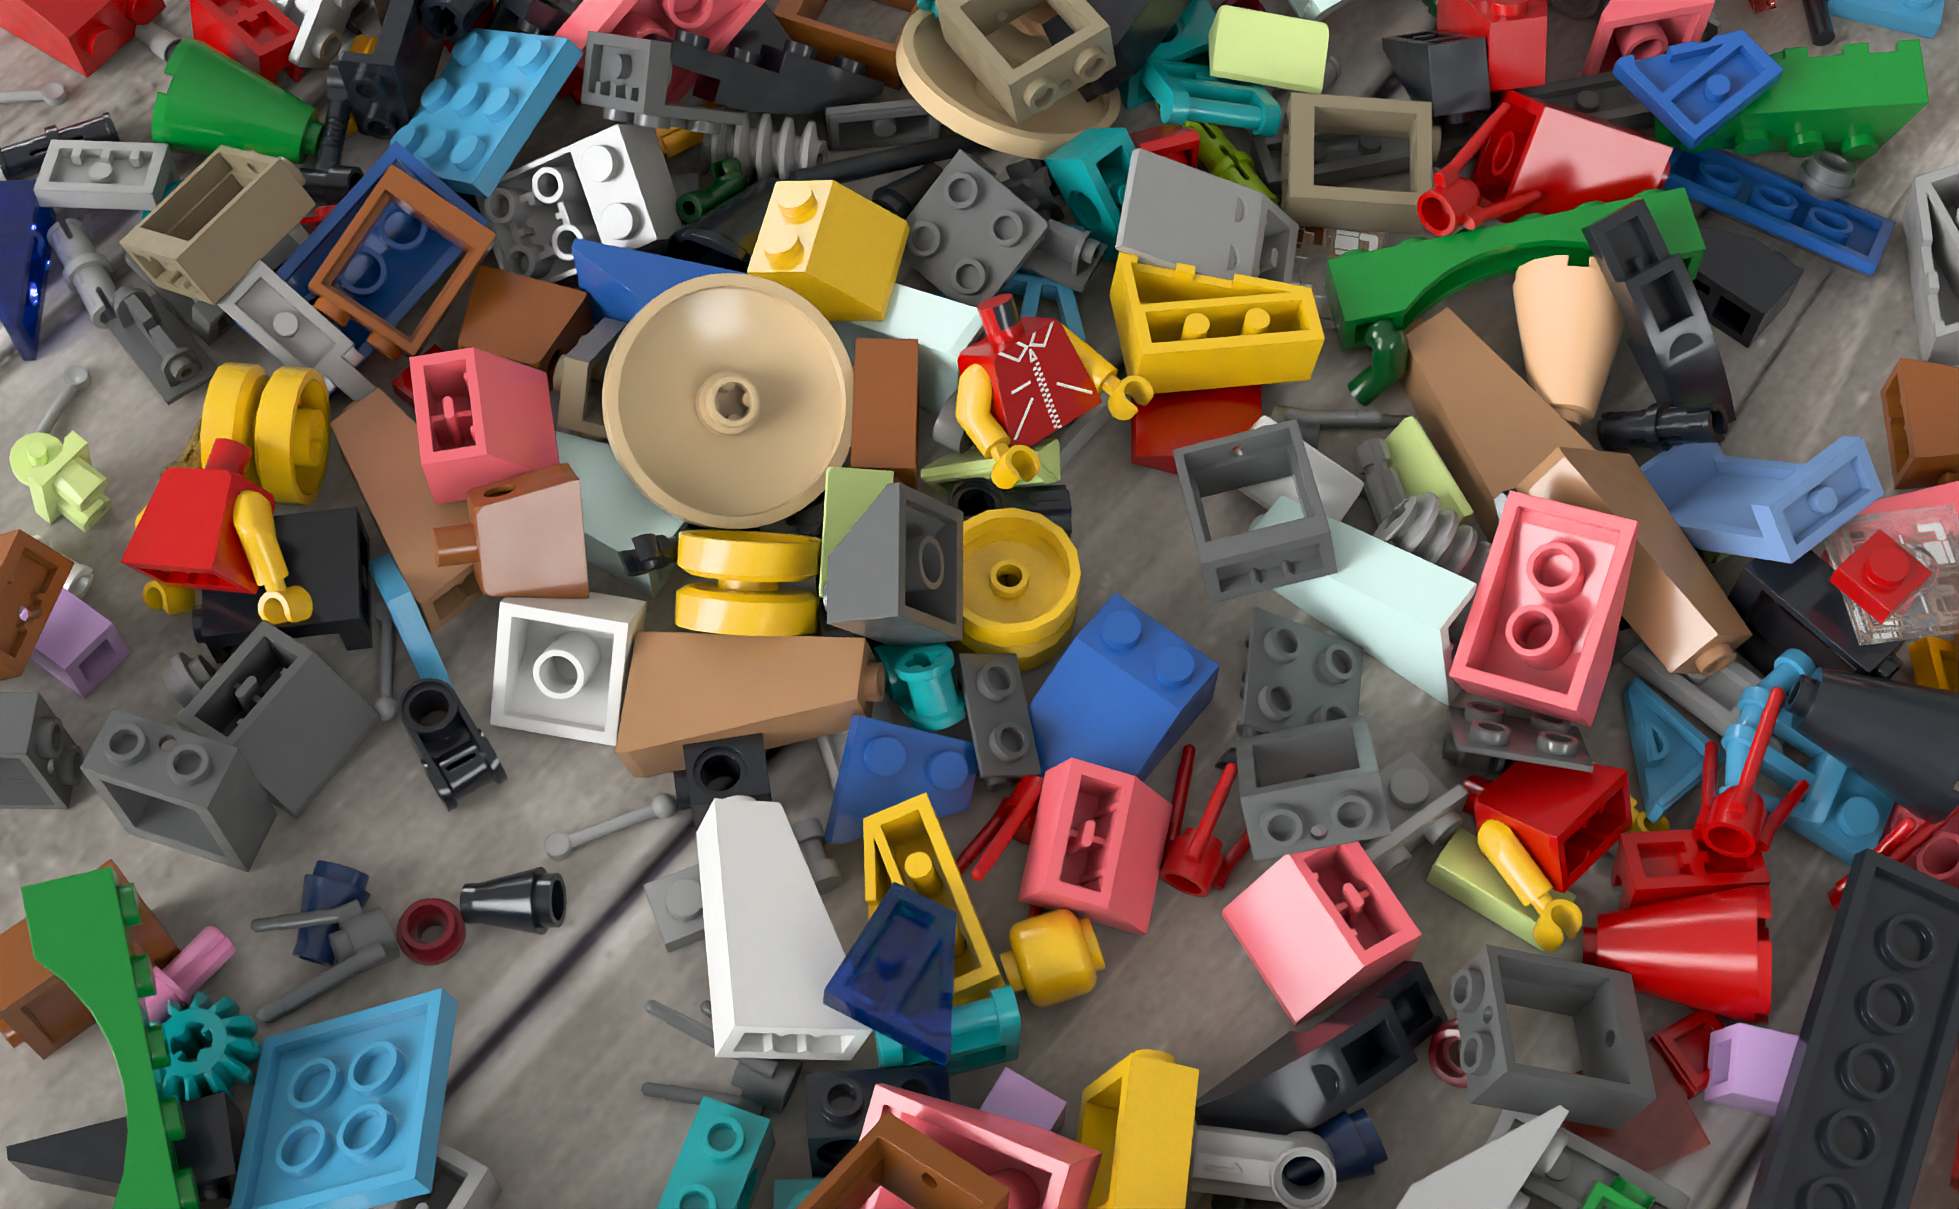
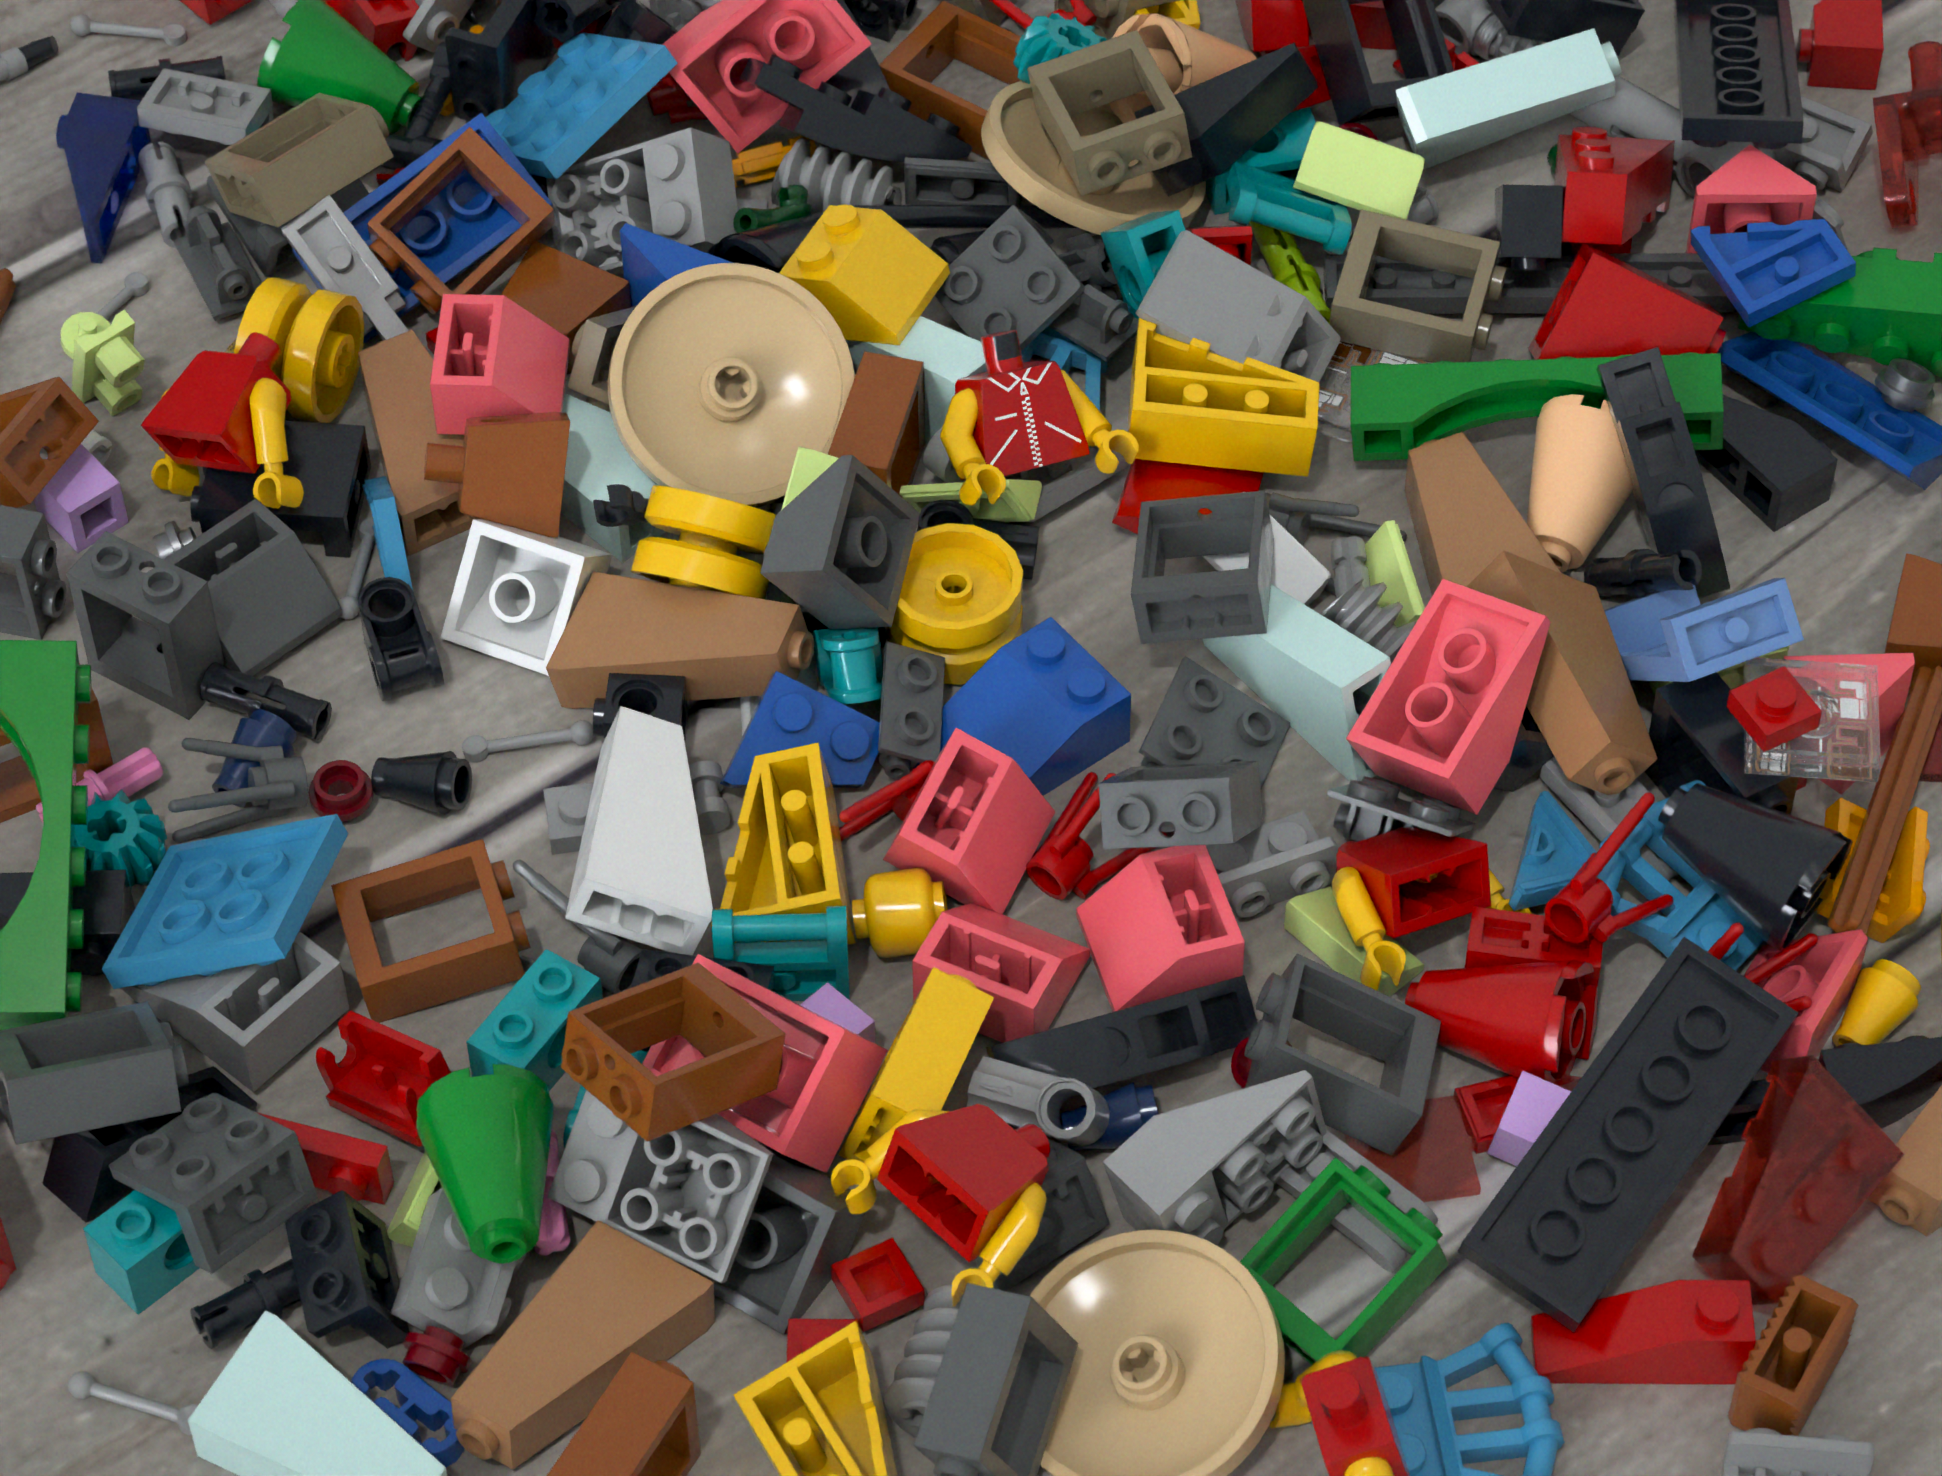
camera: 15 degrees right, 10 degrees down
(325, 840) = (231, 687): none -> black pin
(541, 1169) = (444, 972): none -> dark orange window
(632, 81) = (710, 94): dark grey bracket -> none
(902, 974) = (747, 872): clear blue wing -> none
(1171, 1000) = (1010, 960): none -> coral slope
(1387, 364) = (1389, 471): dark green arm -> none
(1457, 199) = (1491, 331): red plant -> none

